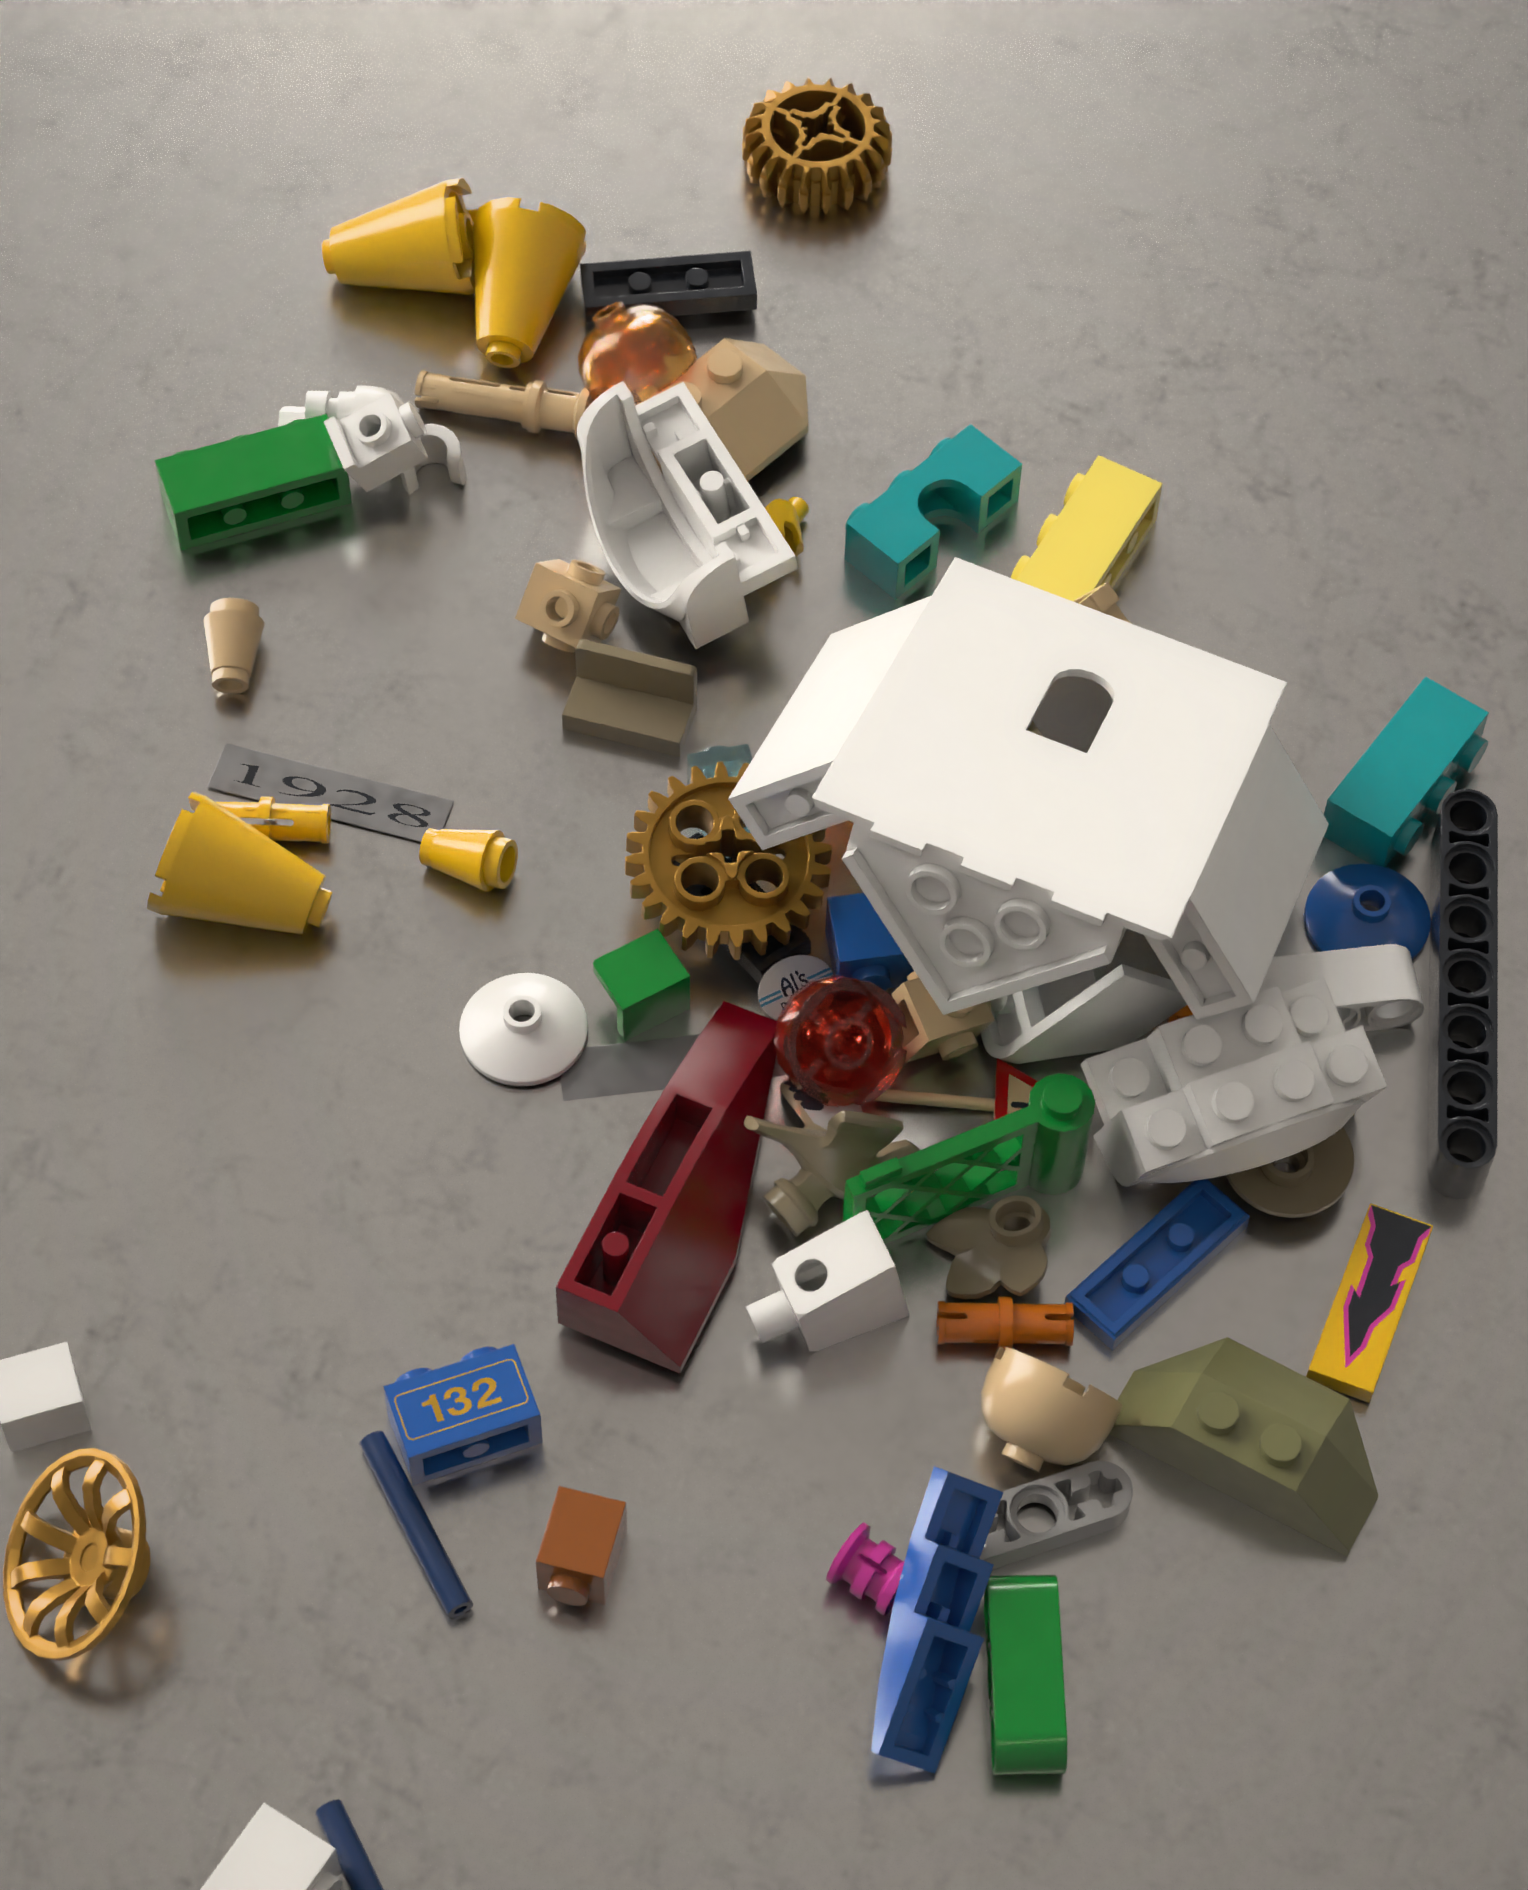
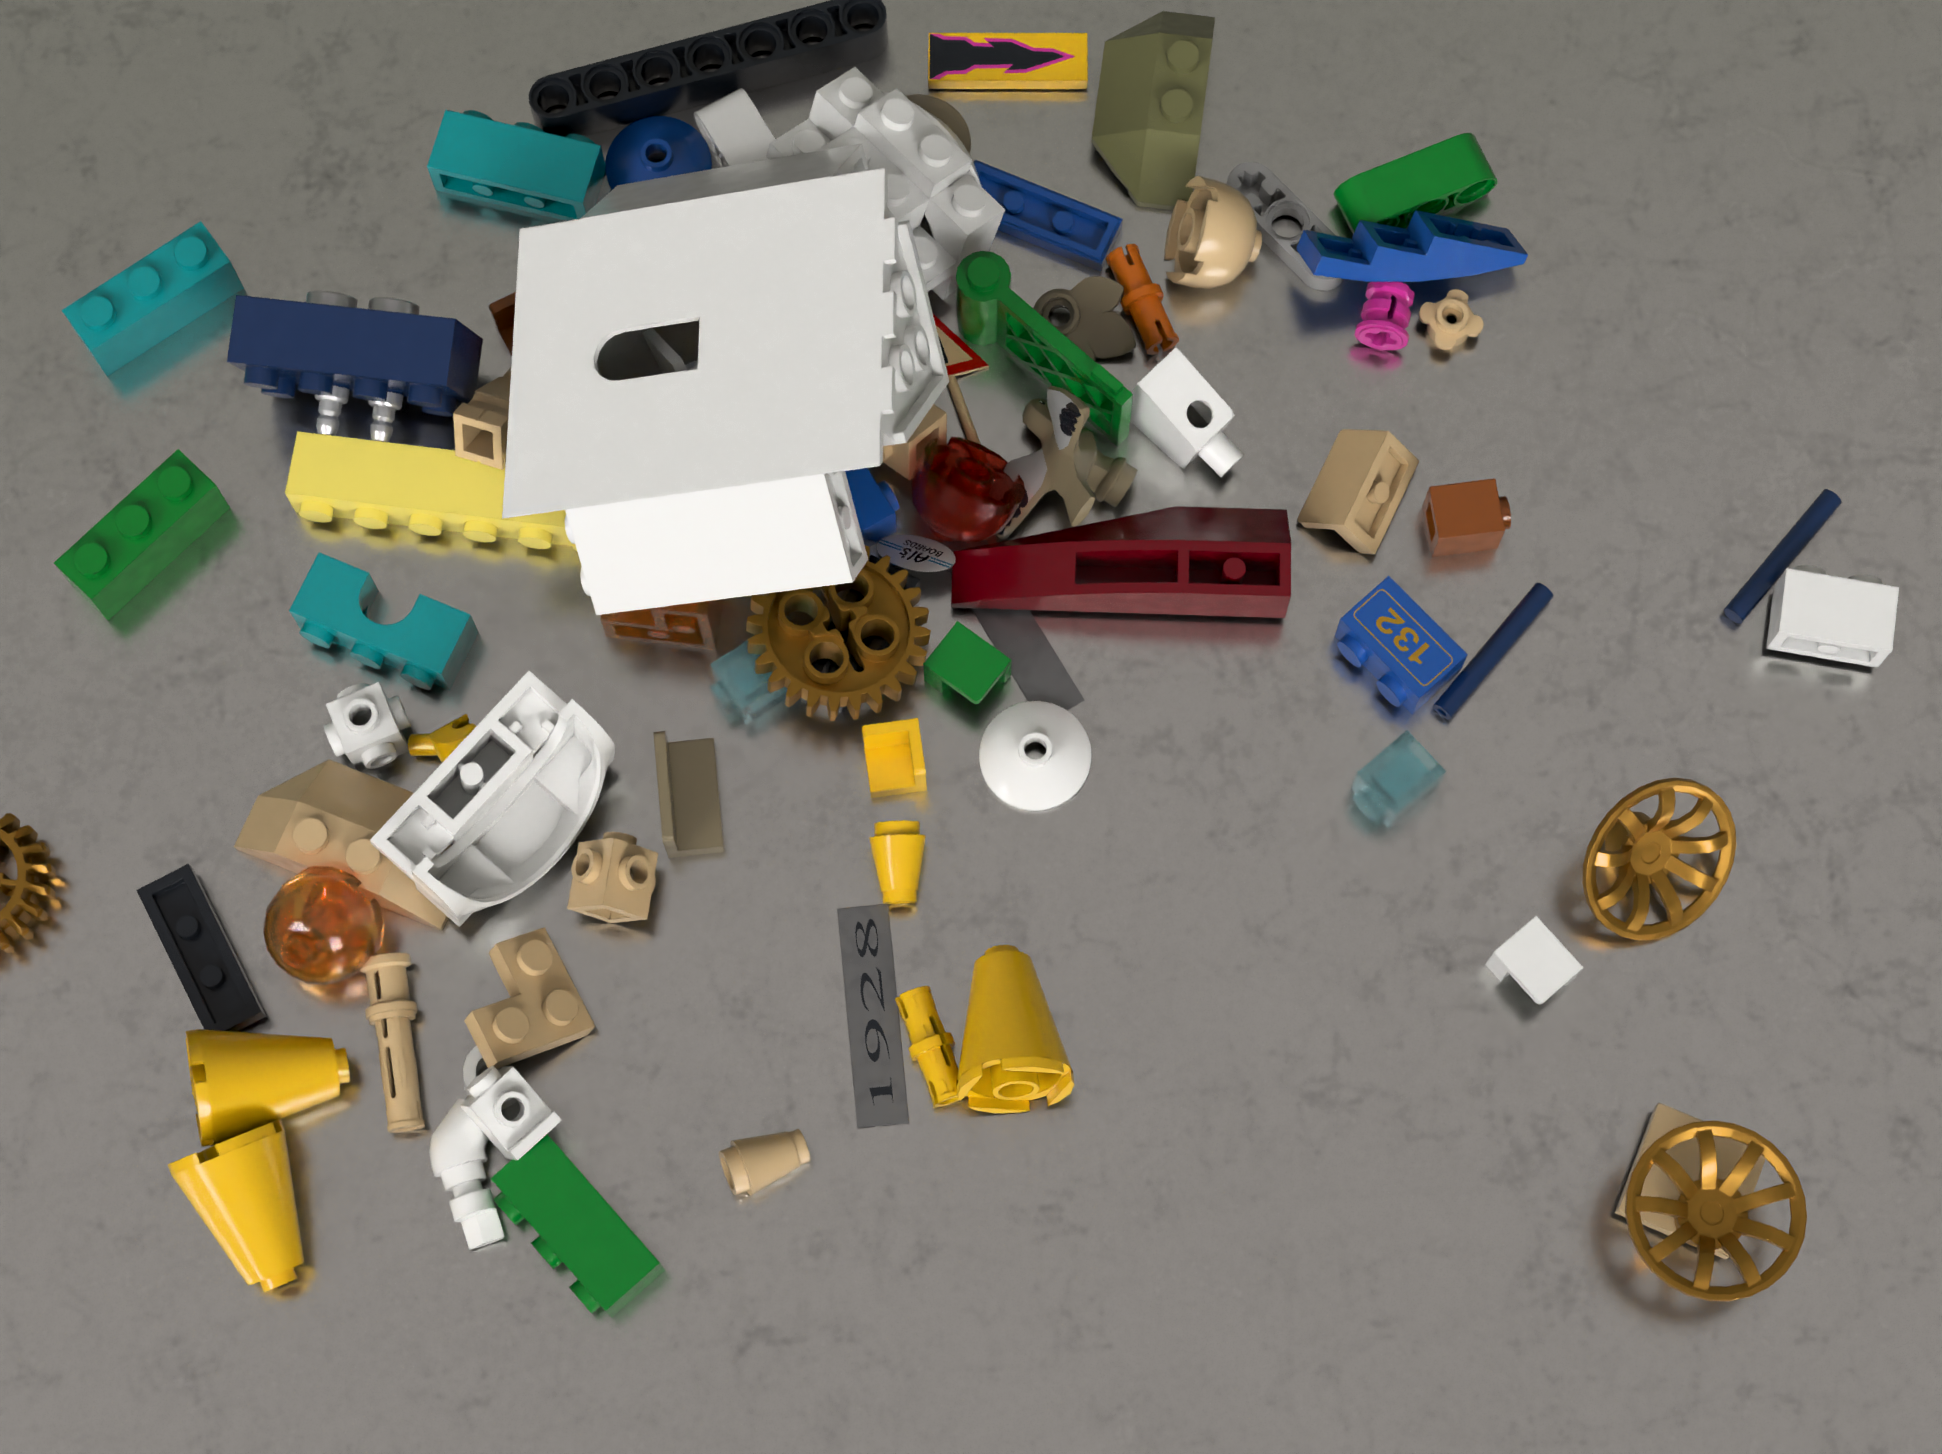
camera: 110 degrees left, 15 degrees up
(312, 1346) = (1396, 780): none -> clear light blue brick
(471, 518) = (541, 1007): none -> tan plate
(577, 893) = (894, 758): none -> yellow panel
(668, 1456) = (1360, 487): none -> tan panel
(826, 462) = (381, 736): none -> white brick
(835, 1665) = (1446, 334): none -> tan plate
(1111, 348) = (142, 534): none -> green brick
(1217, 527) = (339, 348): none -> dark blue piece
(1368, 424) = (153, 298): none -> teal brick

